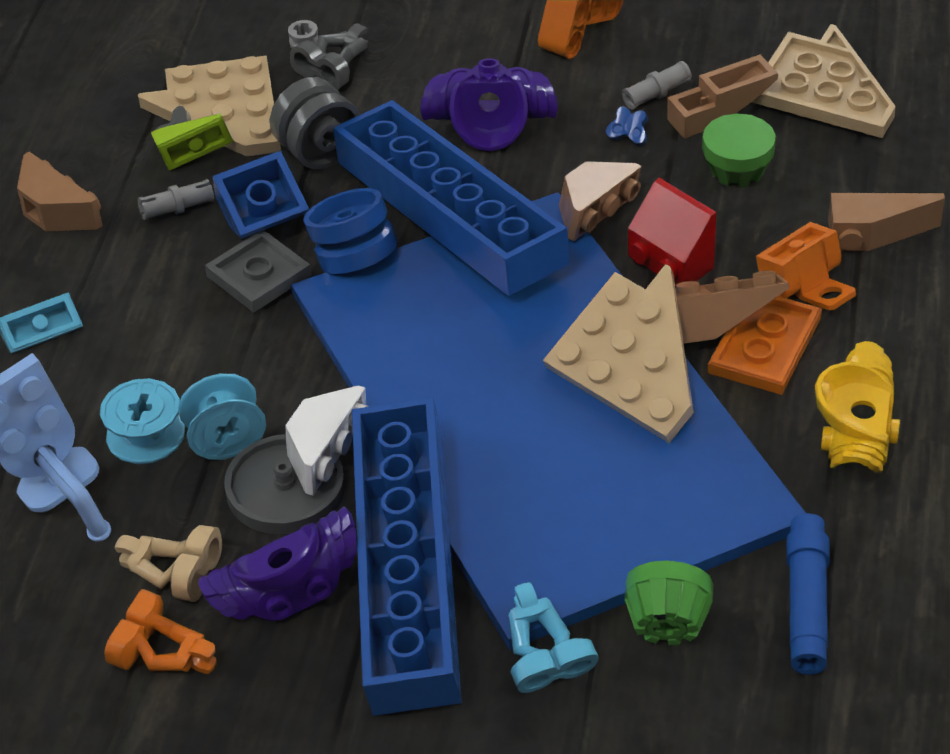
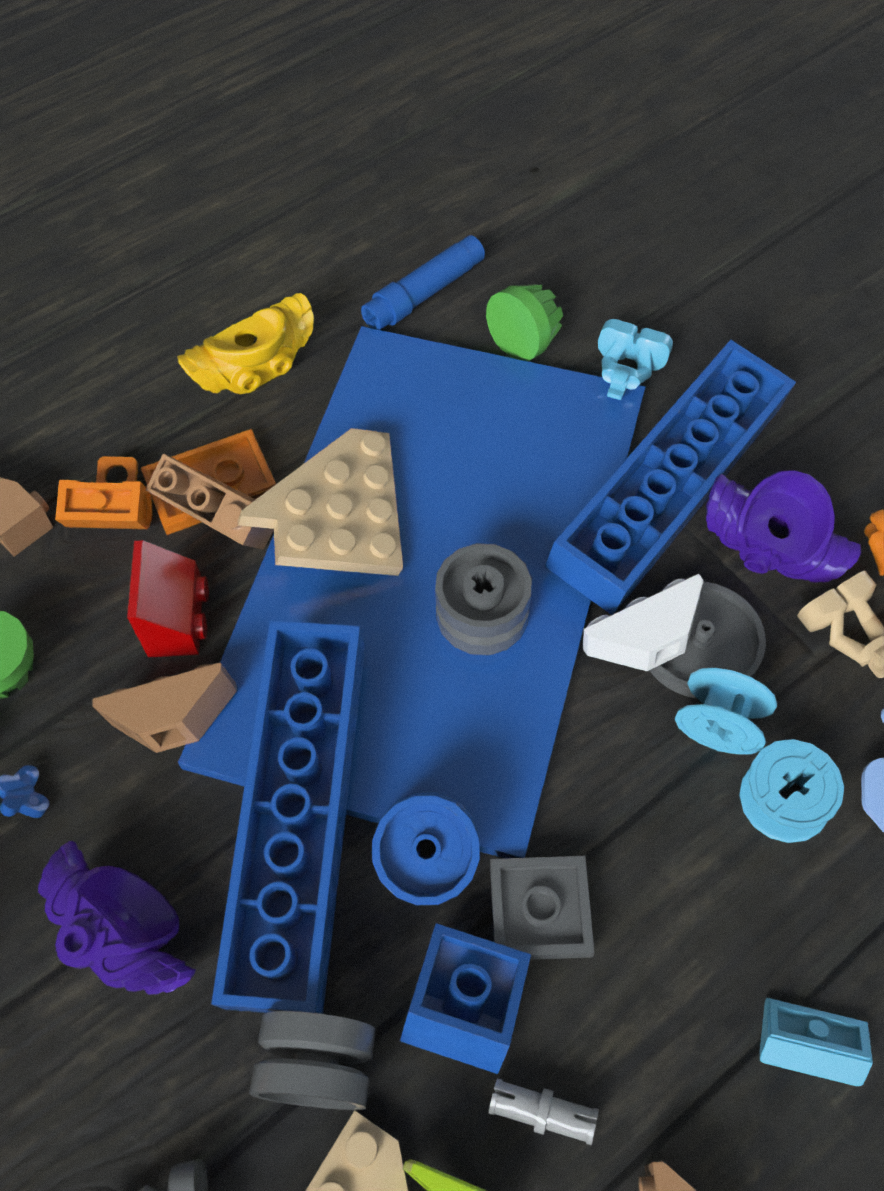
camera: 140 degrees left, 15 degrees up
(458, 365) = (483, 598): none -> dark grey wheel

